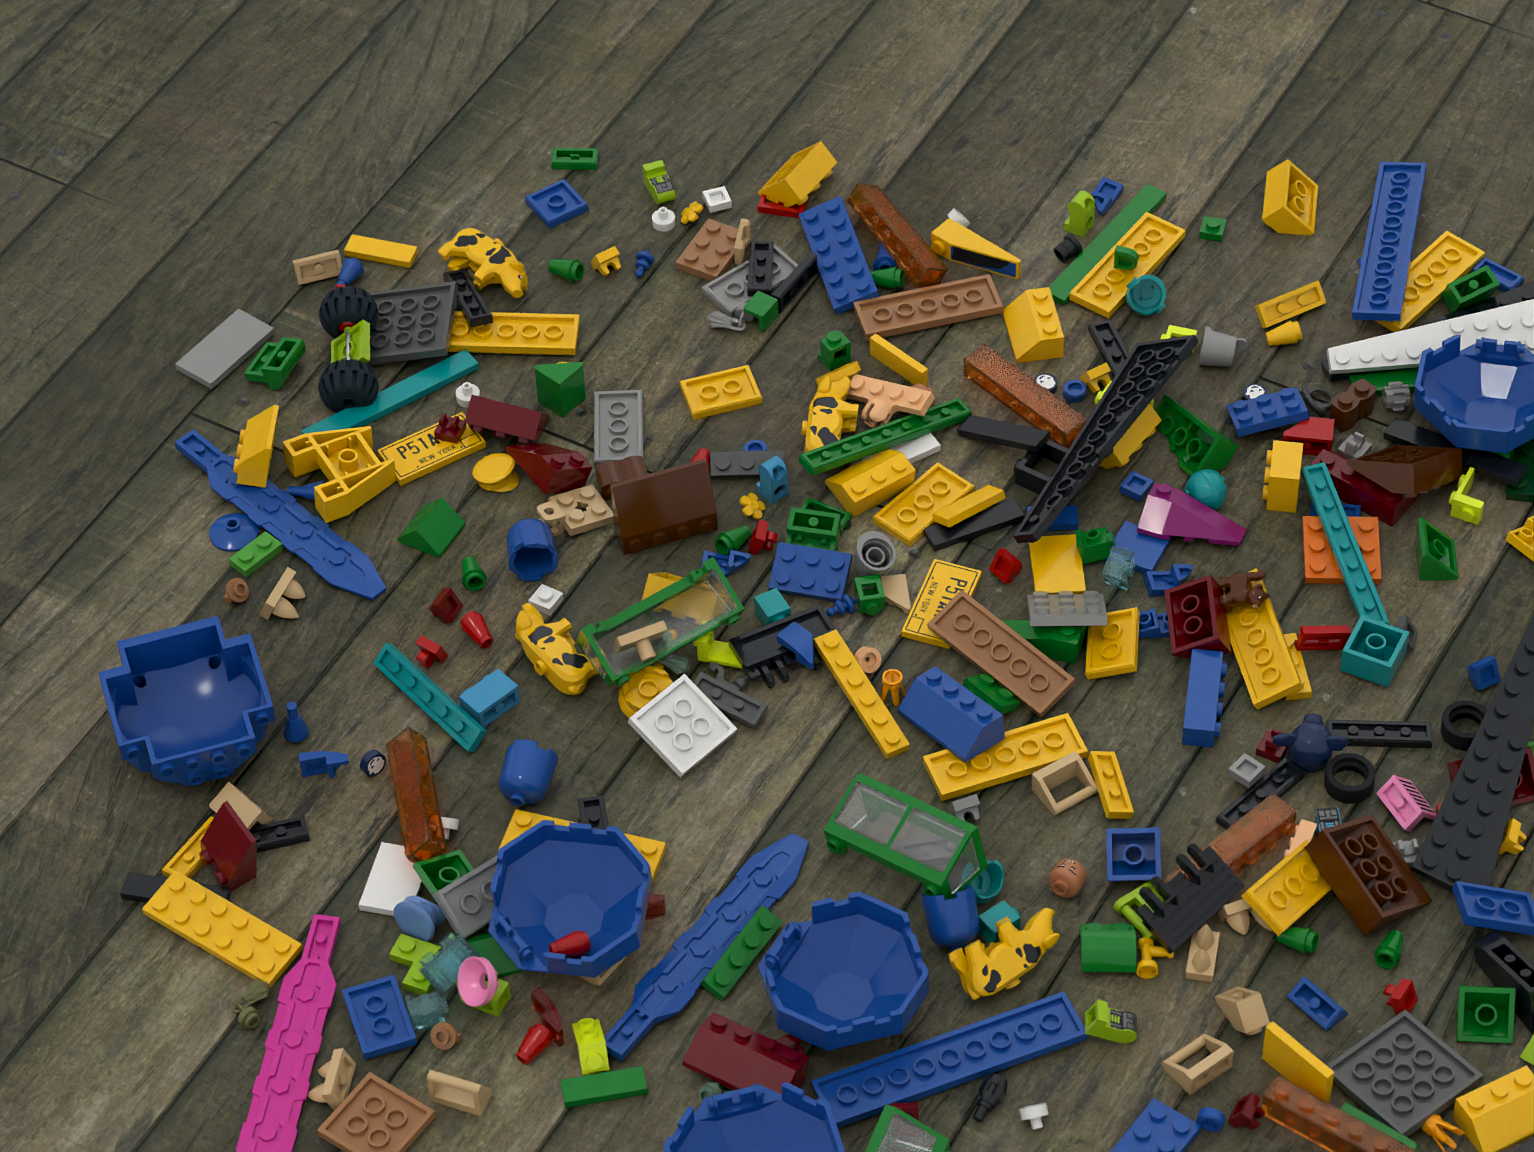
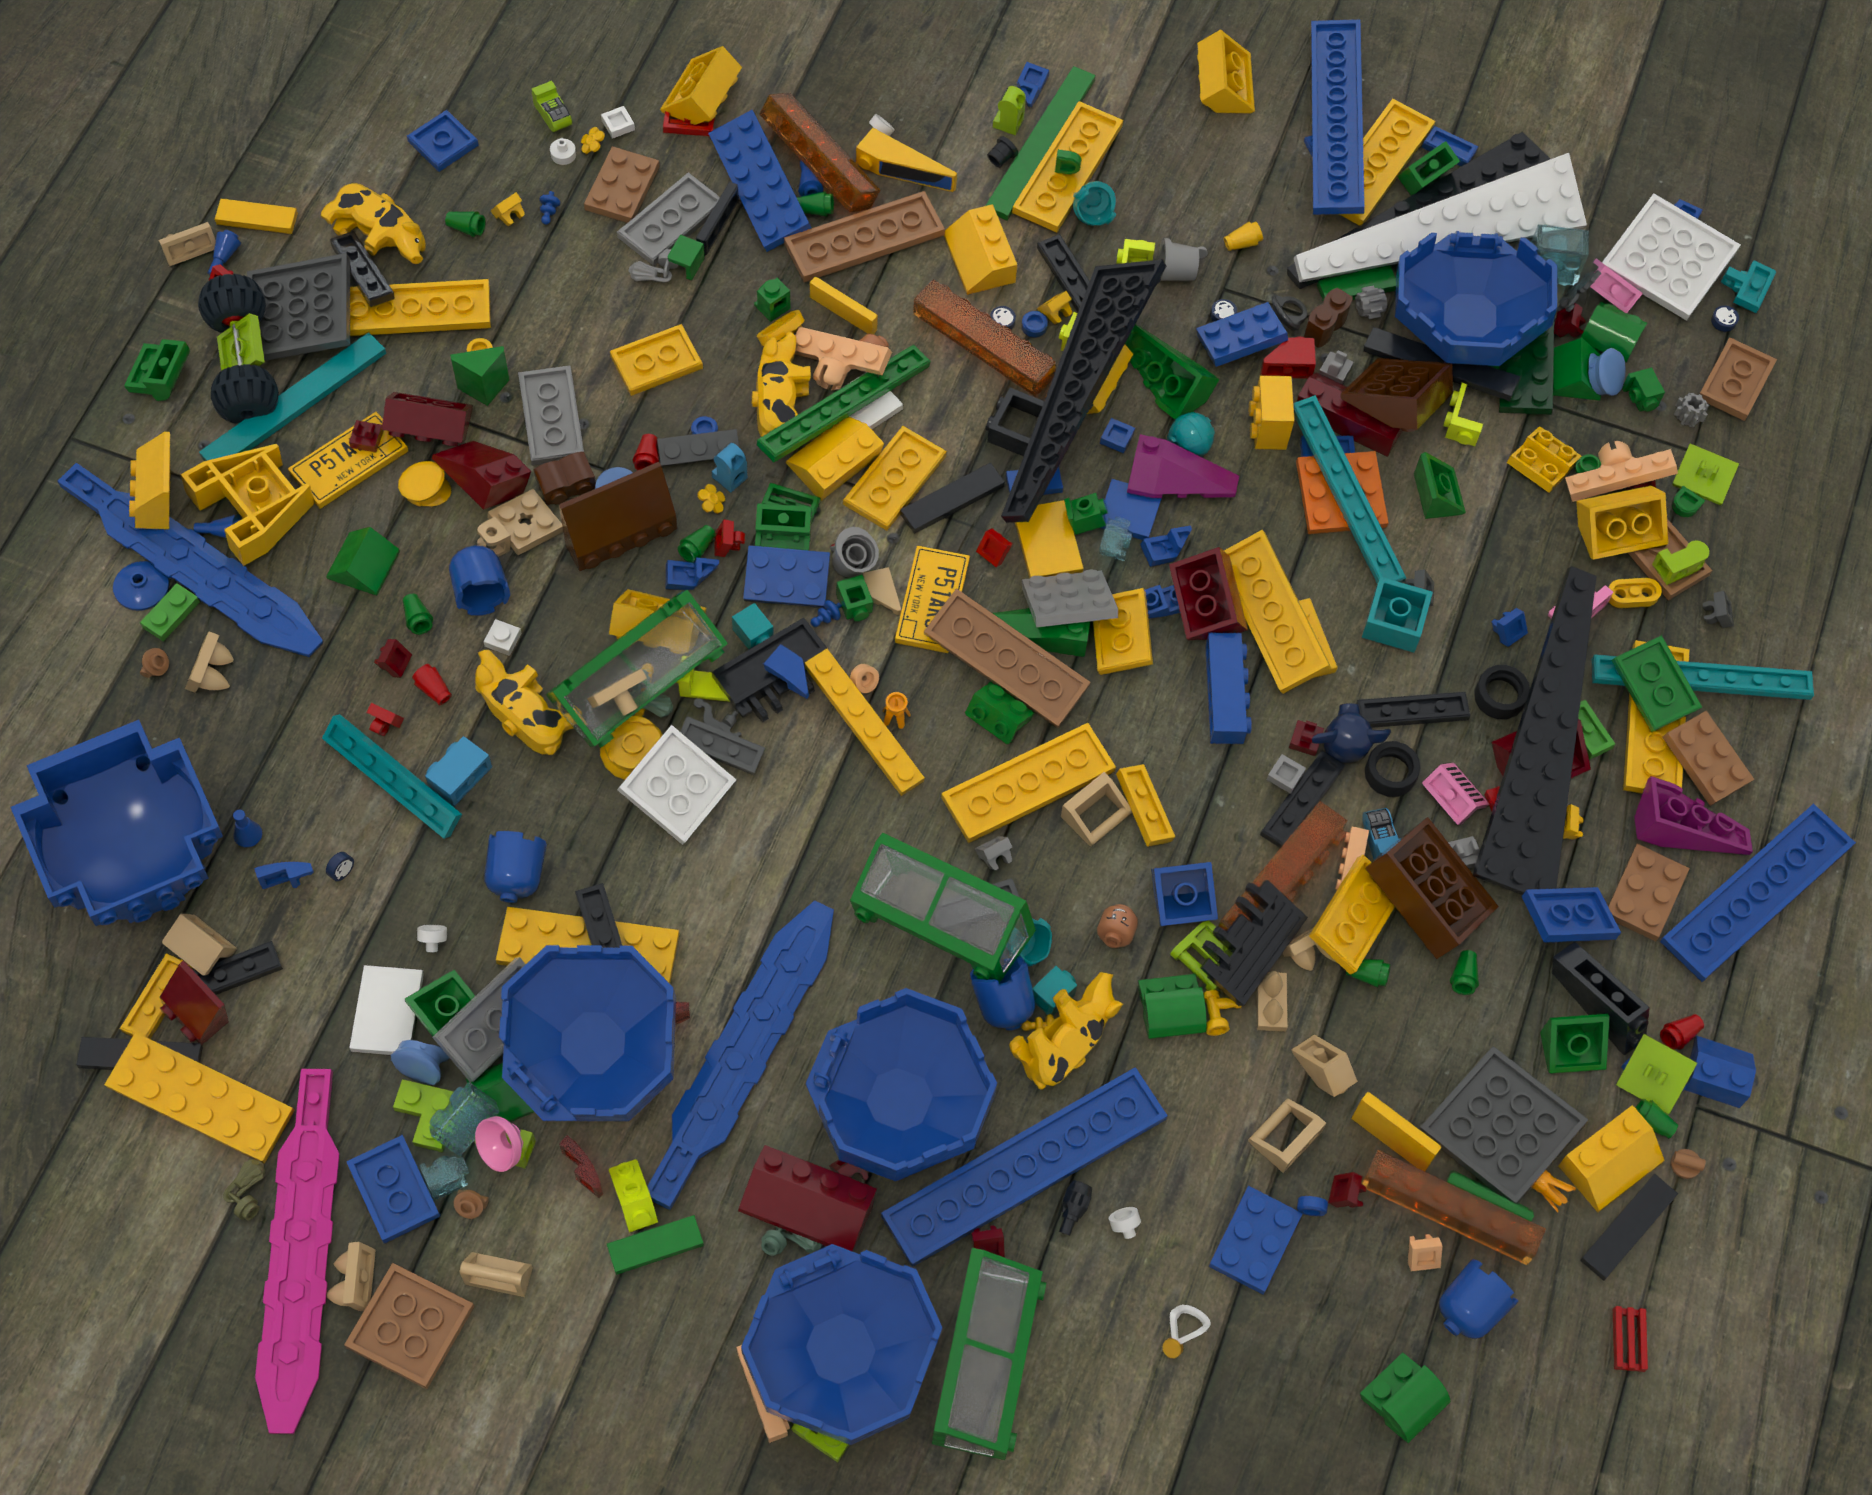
camera: 15 degrees left, 15 degrees up
(225, 348) = (97, 354): light grey tile -> none
(416, 796) = (395, 909): clear orange brick -> none
(464, 393) = (378, 388): white tile -> none
(534, 1043) = (570, 1202): red cone -> none
(572, 945) = (596, 1085): red cone -> none
(574, 158) = (453, 86): green tile -> none
(741, 952) = (781, 1059): green plate -> none
(742, 243) = (655, 175): tan tile -> none
(760, 267) = (678, 204): black tile -> none
(952, 715) = (966, 741): blue slope -> none
(968, 506) = (944, 477): yellow tile -> none
(1003, 433) = (969, 386): black tile -> none
(1110, 1023) = (1191, 1101): lime leg -> none
(1212, 228) = (1149, 114): green plate -> none
(1240, 592) = (1248, 556): reddish brown animal -> none
(1290, 304) = (1245, 200): yellow plate -> none
(1317, 1004) = (1399, 1046): blue slope -> none
(1322, 637) = (1340, 603): red tile -> none
(1401, 996) = (1486, 1031): red tile -> none

